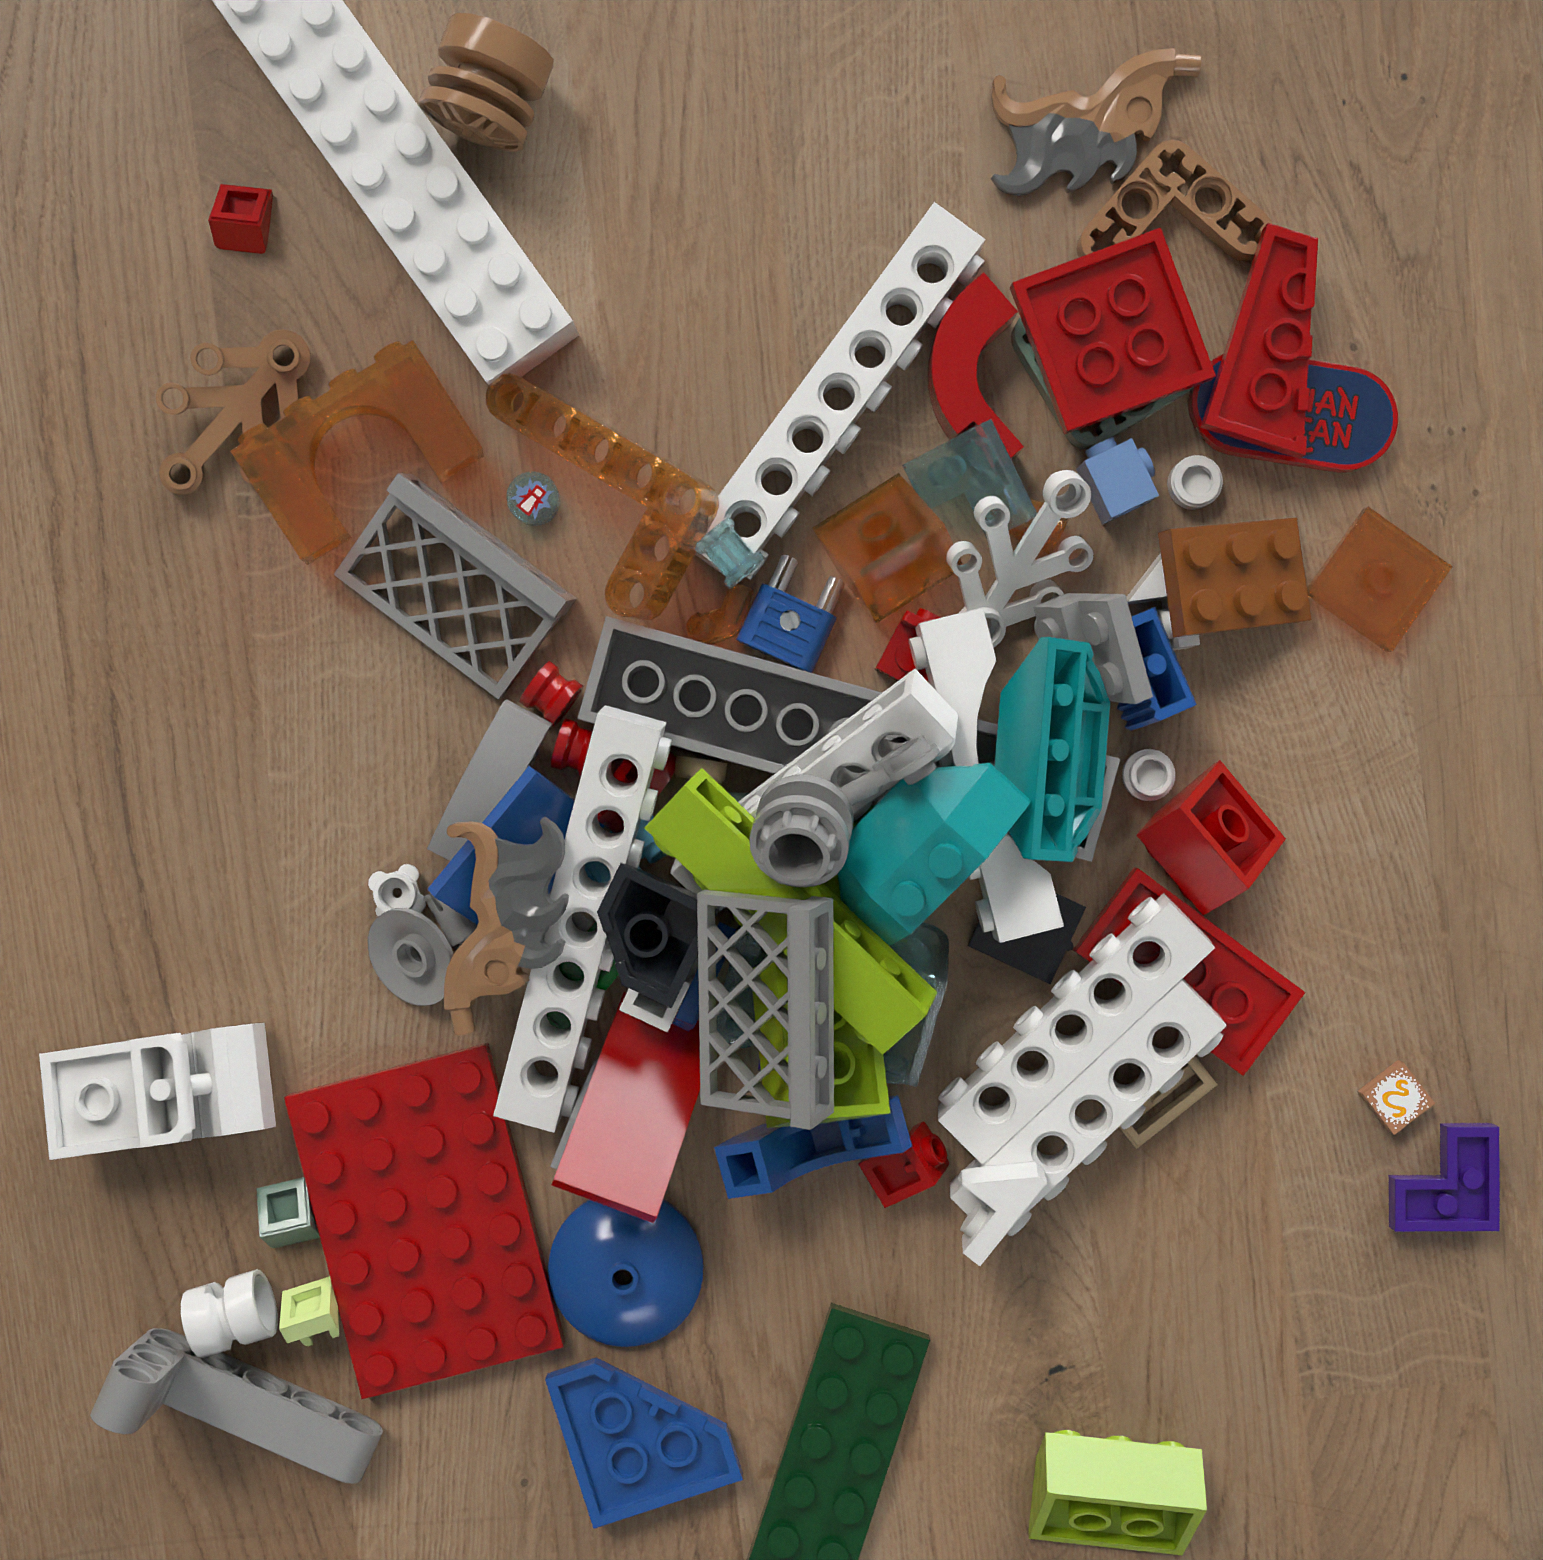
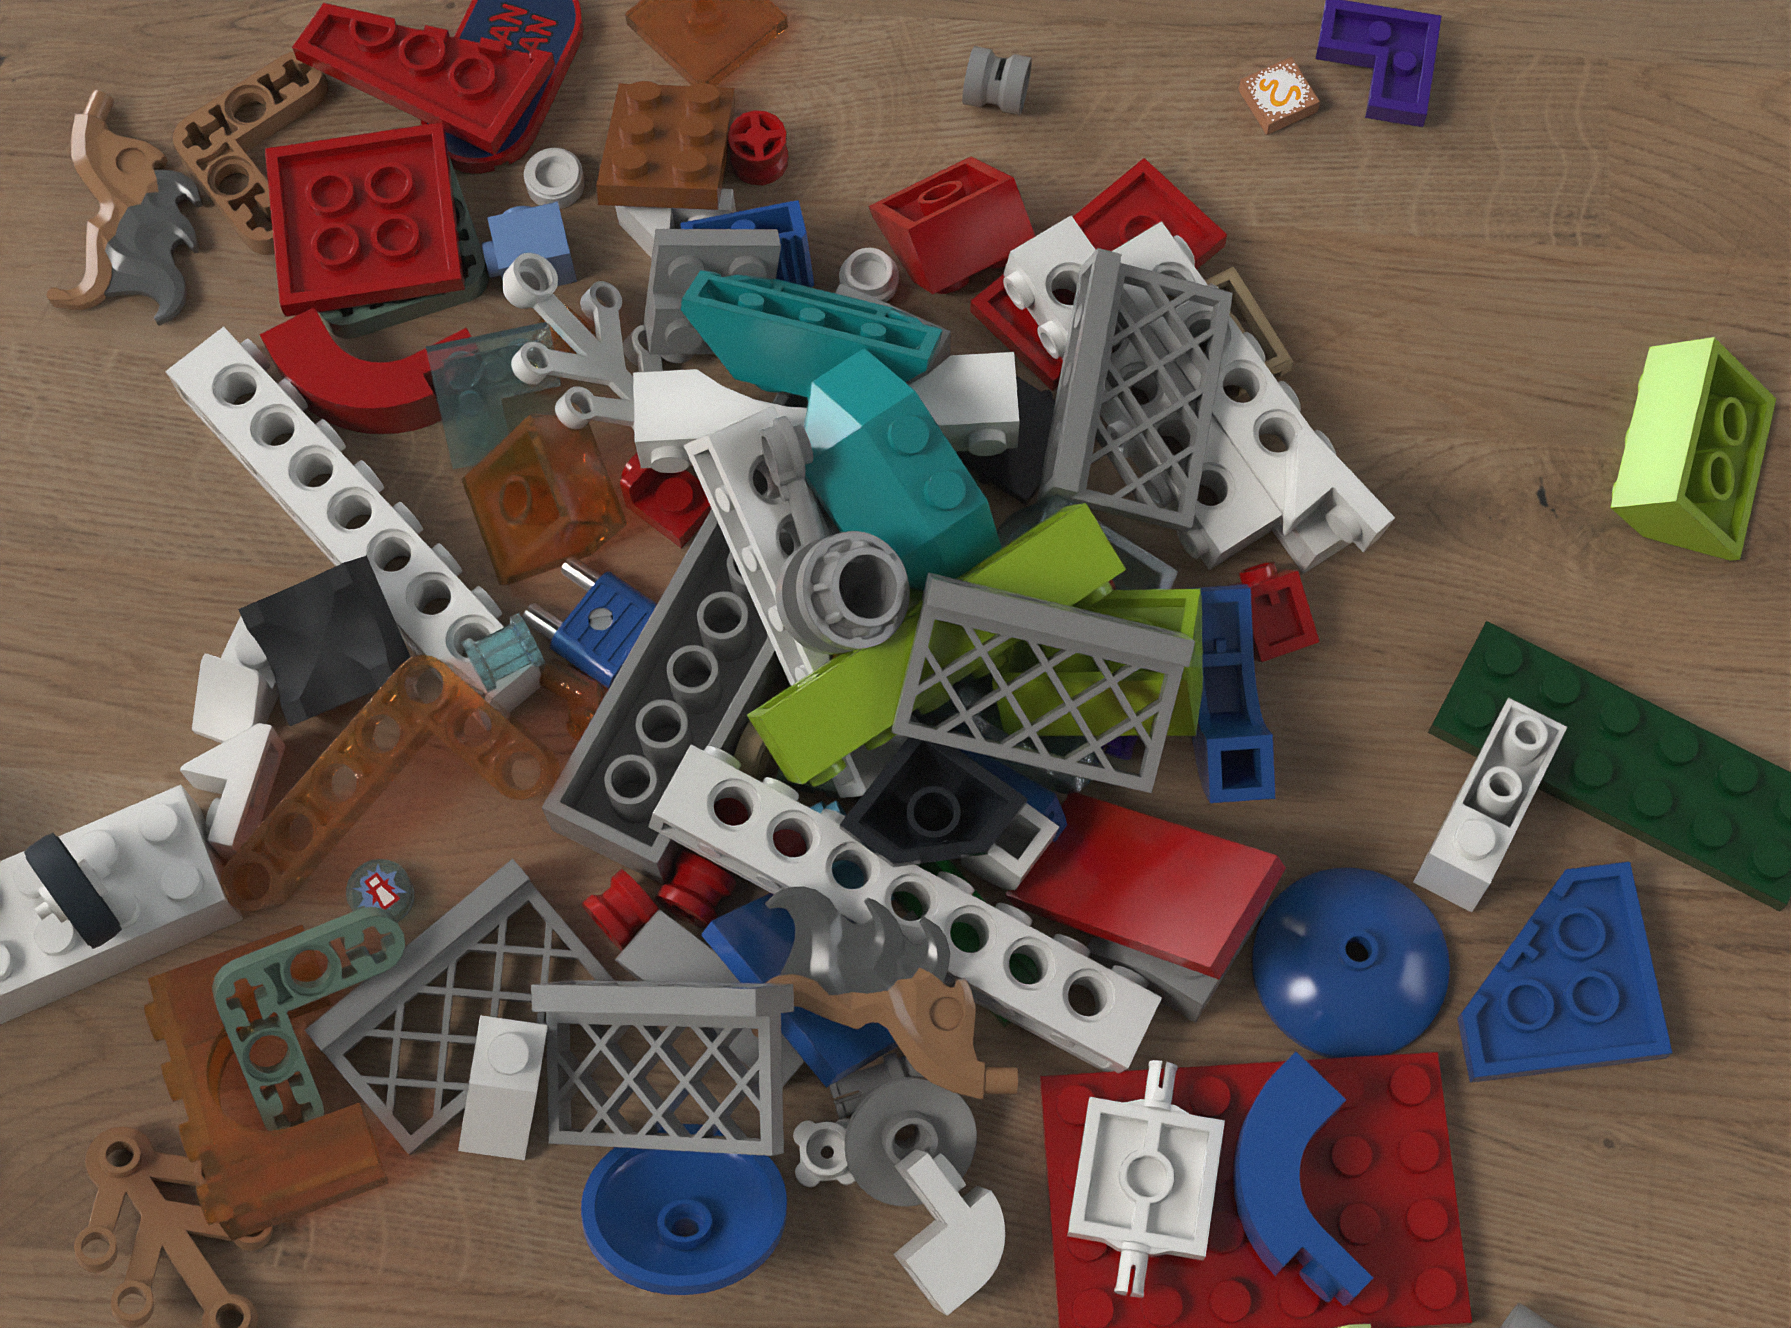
camera: 75 degrees left, 20 degrees down
(338, 1007) = (961, 1244): none -> white brick
(354, 791) = (649, 1198): none -> blue dish
(396, 635) = (502, 1087): none -> white slope
(410, 1144) = (1146, 1178): none -> white plate
(414, 448) = (284, 993): none -> sand green beam
(441, 1234) = (1268, 1187): none -> blue arch
(448, 265) = (72, 890): none -> black wheel
(461, 762) = (676, 1006): none -> light grey fence
(603, 367) = (244, 775): none -> white slope
(686, 343) = (234, 689): none -> white slope
(719, 406) = (327, 639): none -> black brick
(766, 1365) = (1490, 805): none -> white slope
(1070, 988) = (1083, 382): none -> light grey fence
(1265, 650) = (754, 133): none -> red wheel
(1360, 837) = (996, 80): none -> light grey wheel

